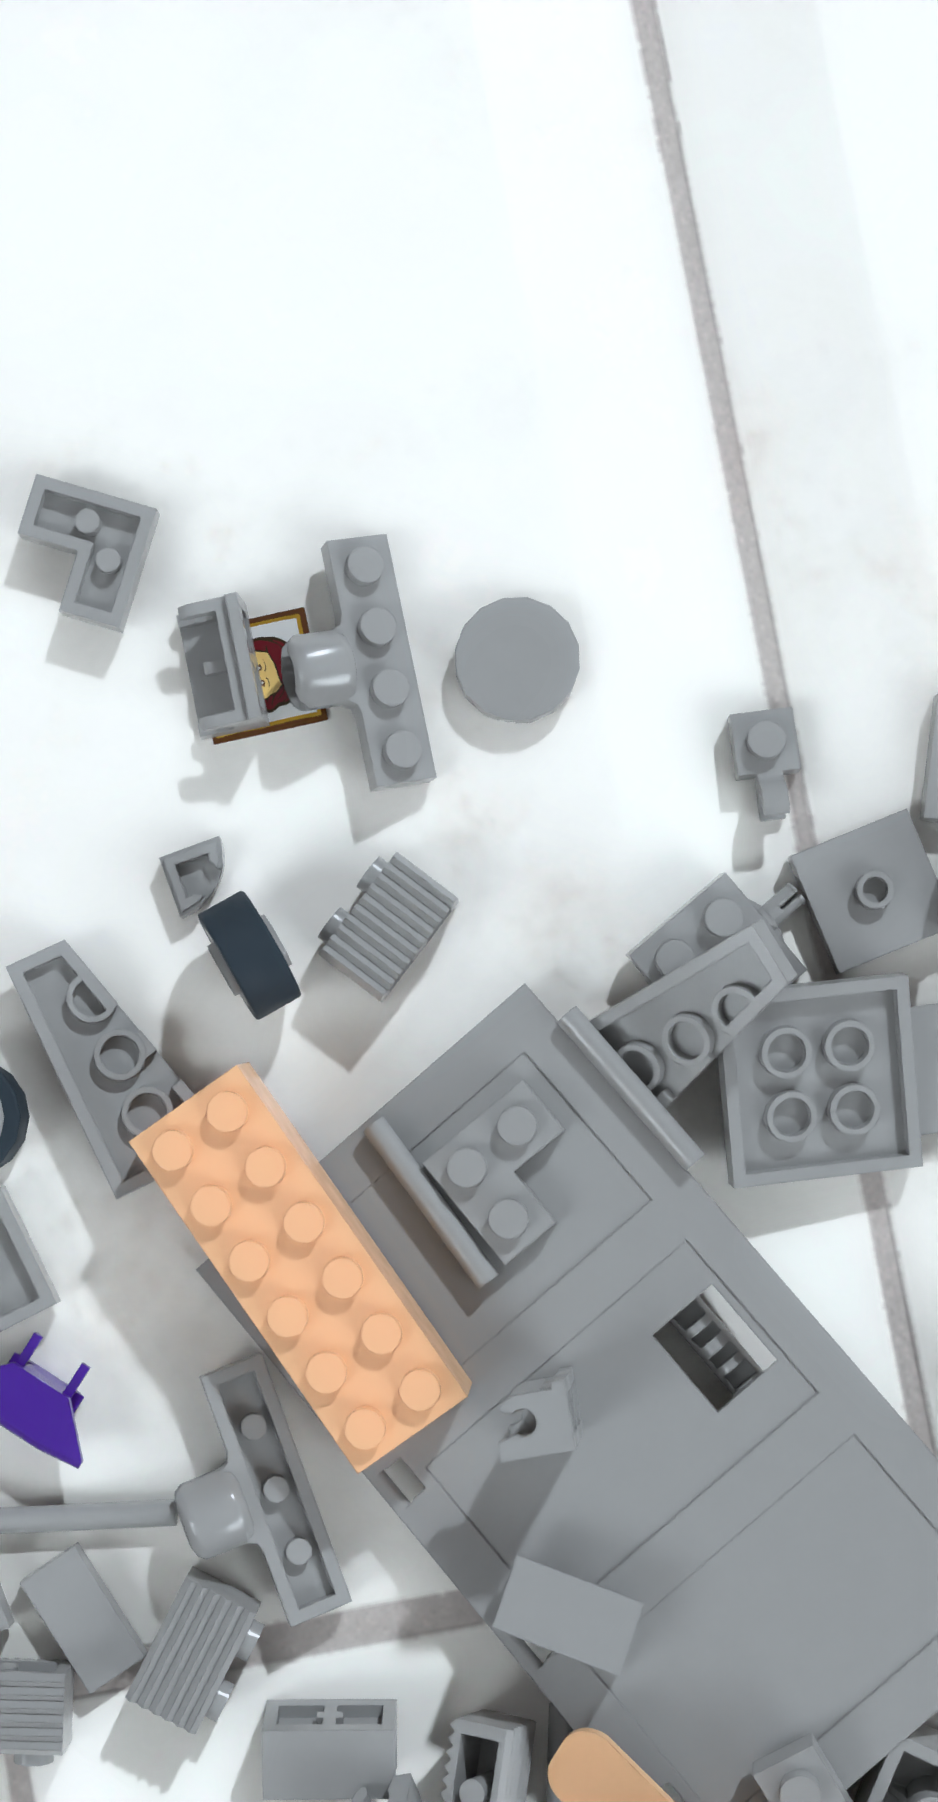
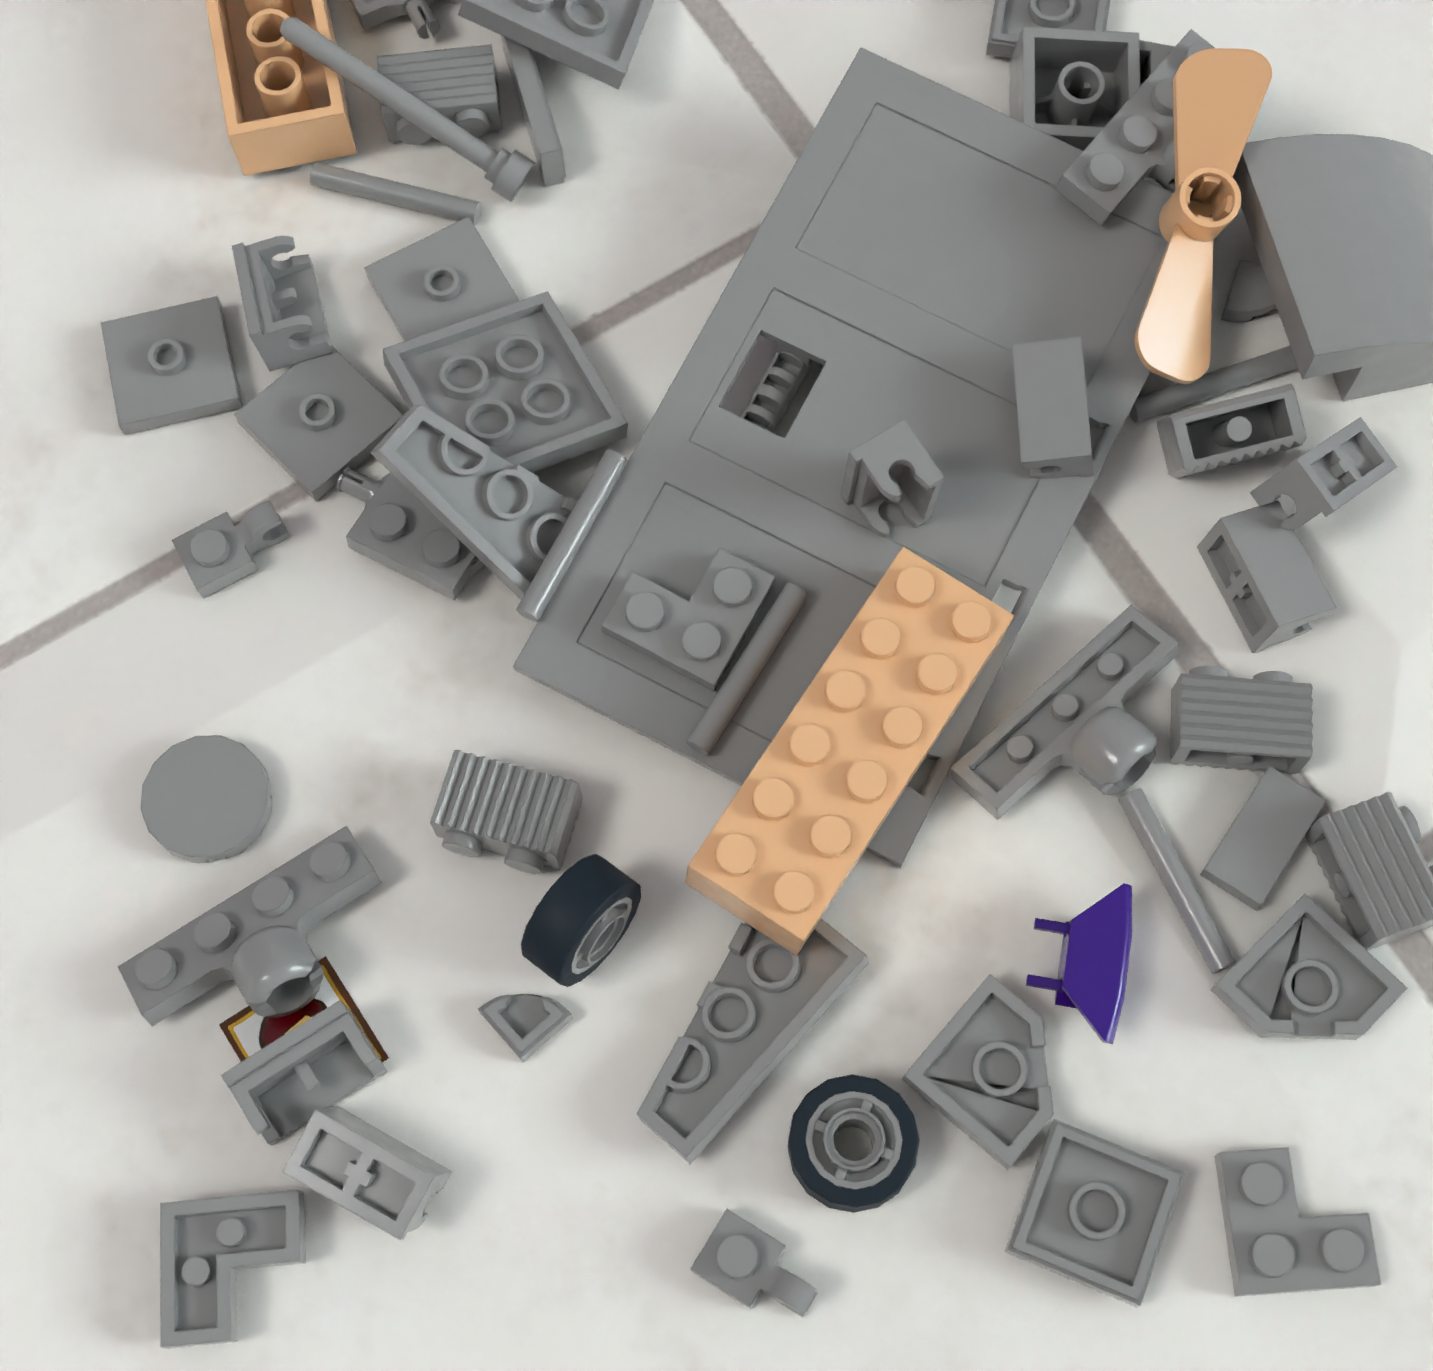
camera: 110 degrees left, 15 degrees down
(111, 692) = (365, 1171): none -> light grey hinge

